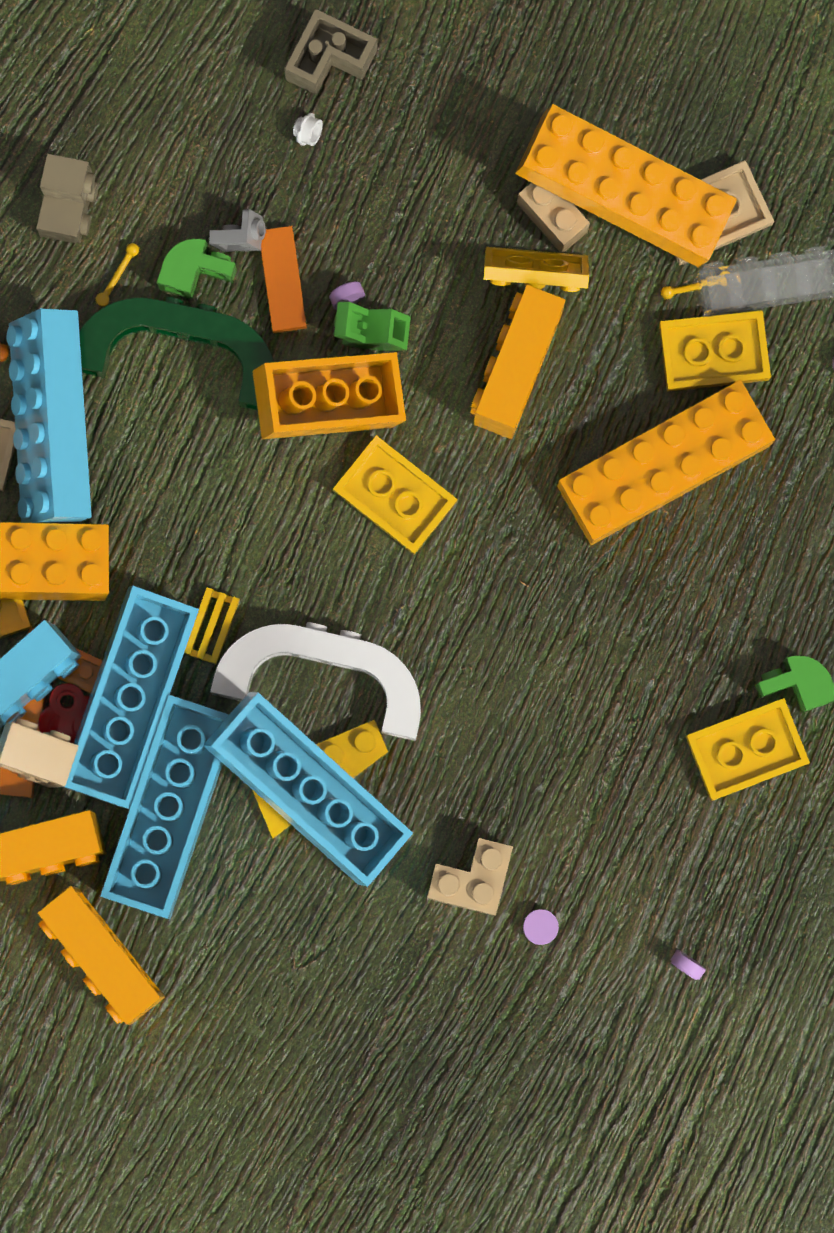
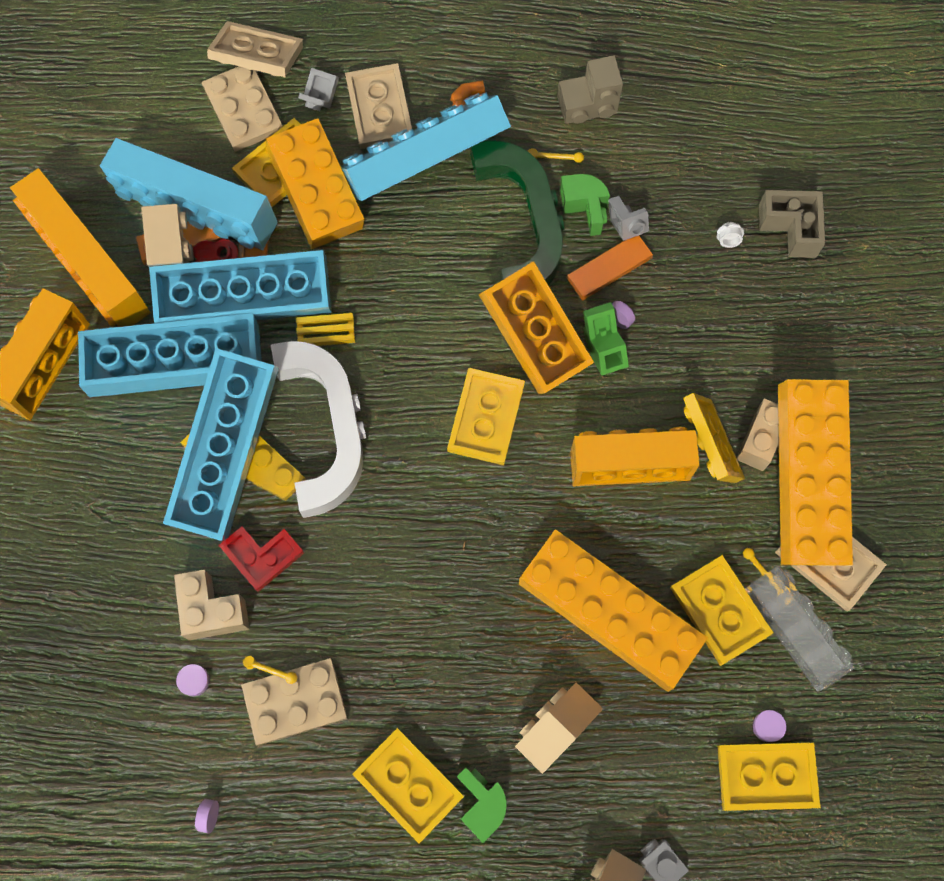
camera: 70 degrees right, 10 degrees down
(450, 803) = (262, 563): none -> red plate
(549, 860) = (250, 663): none -> yellow hinge
(610, 830) = (290, 709): none -> tan plate
(759, 571) = (557, 726): none -> tan brick

